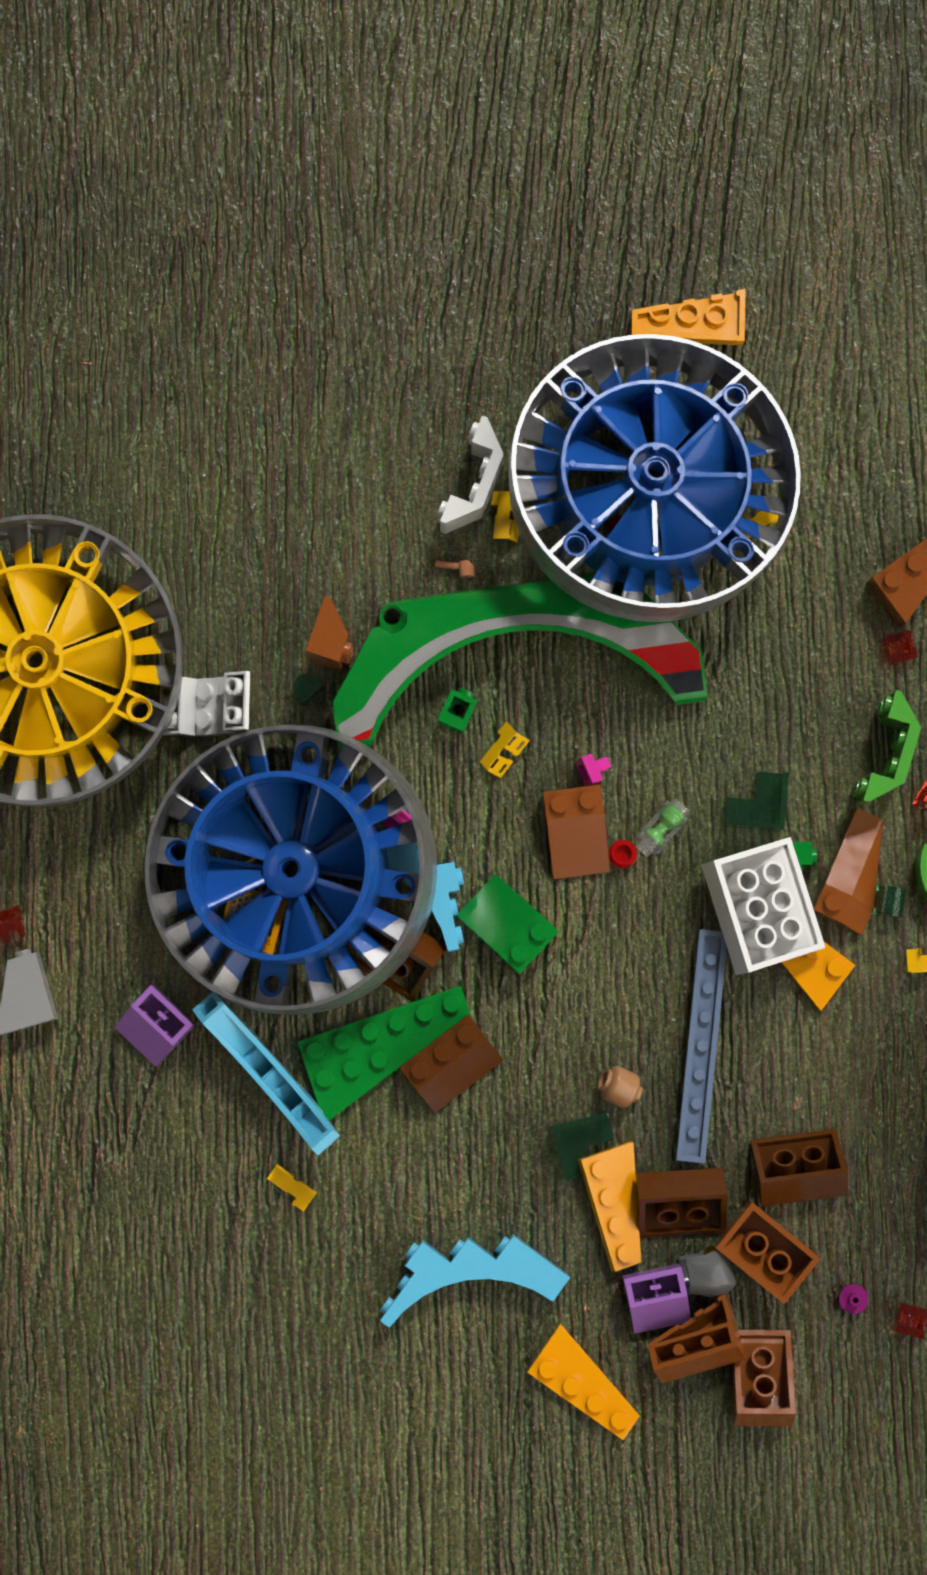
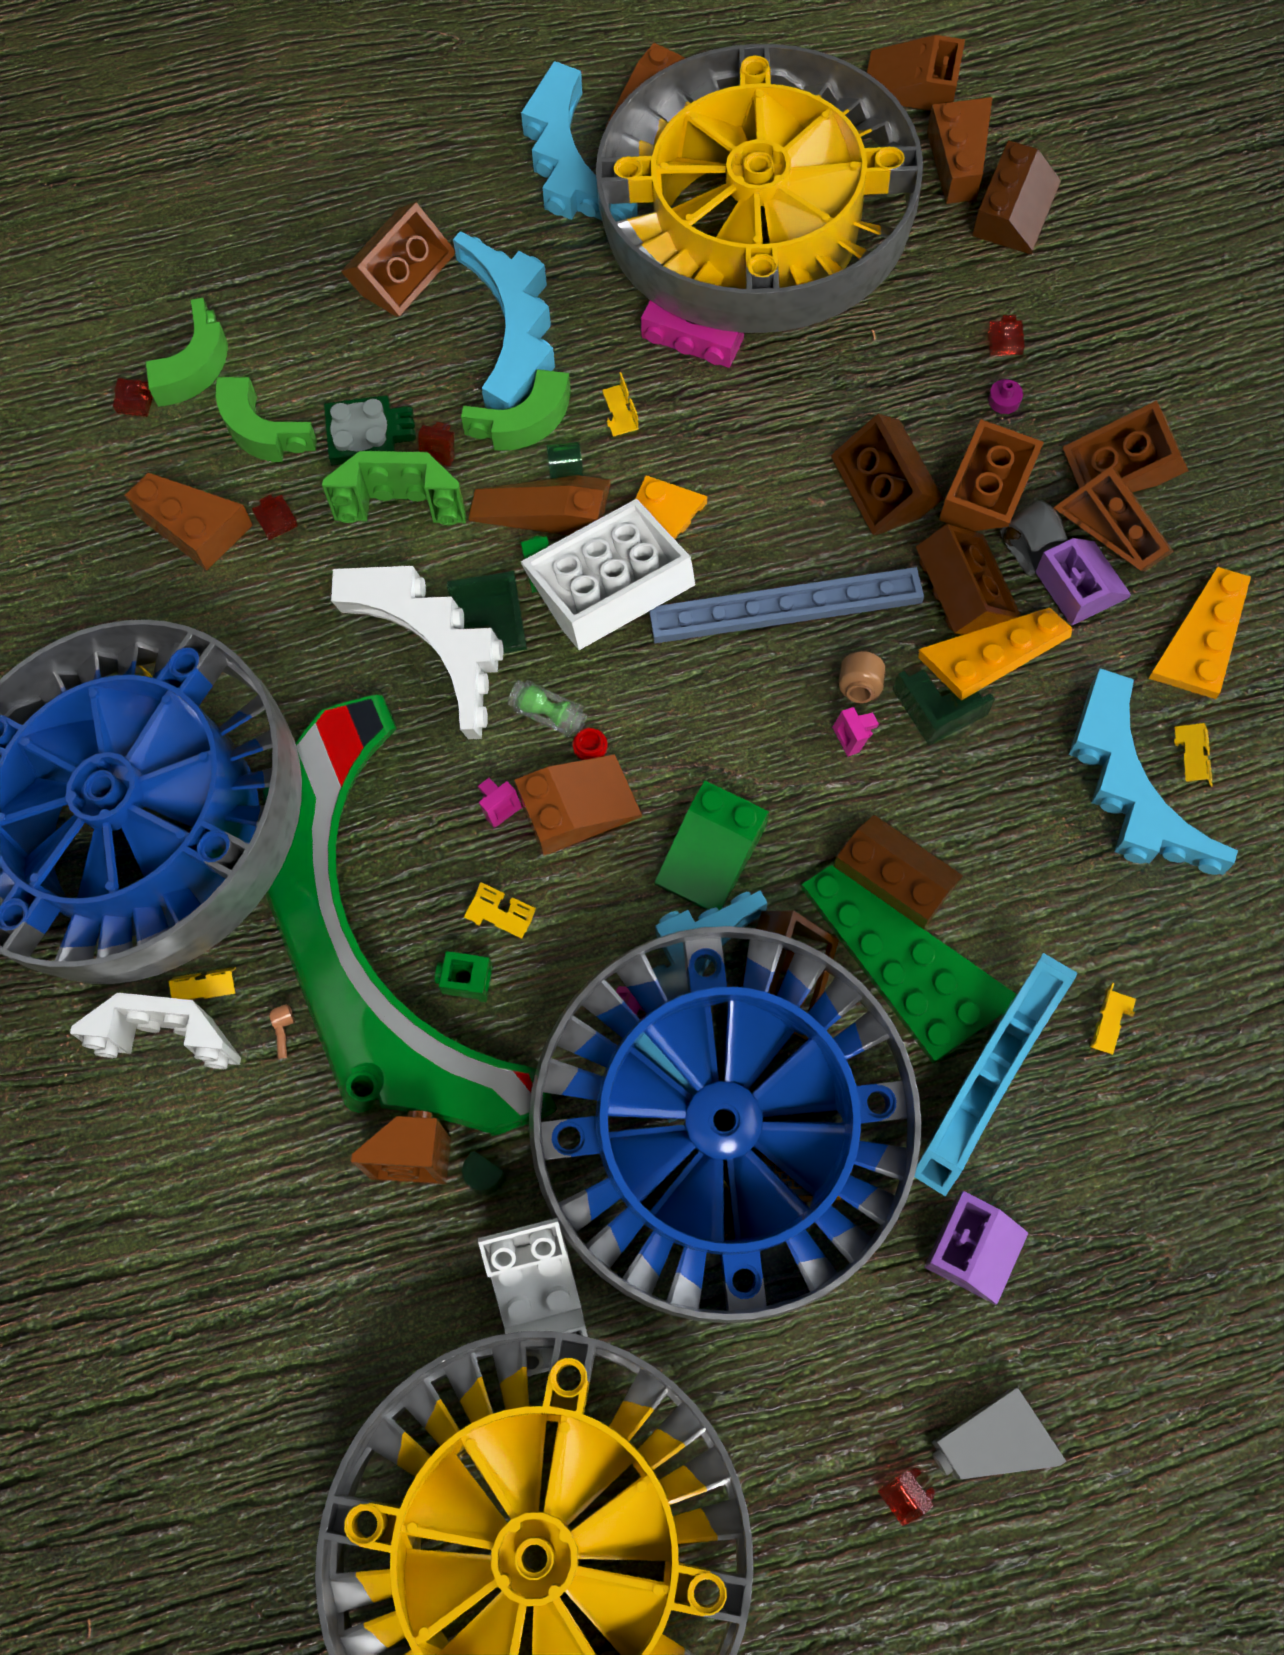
camera: 100 degrees left, 15 degrees down
(478, 1328) = (1194, 756): none -> yellow piece
(575, 1065) = (854, 730): none -> dark pink tile
(756, 757) = (399, 596): none -> white arch

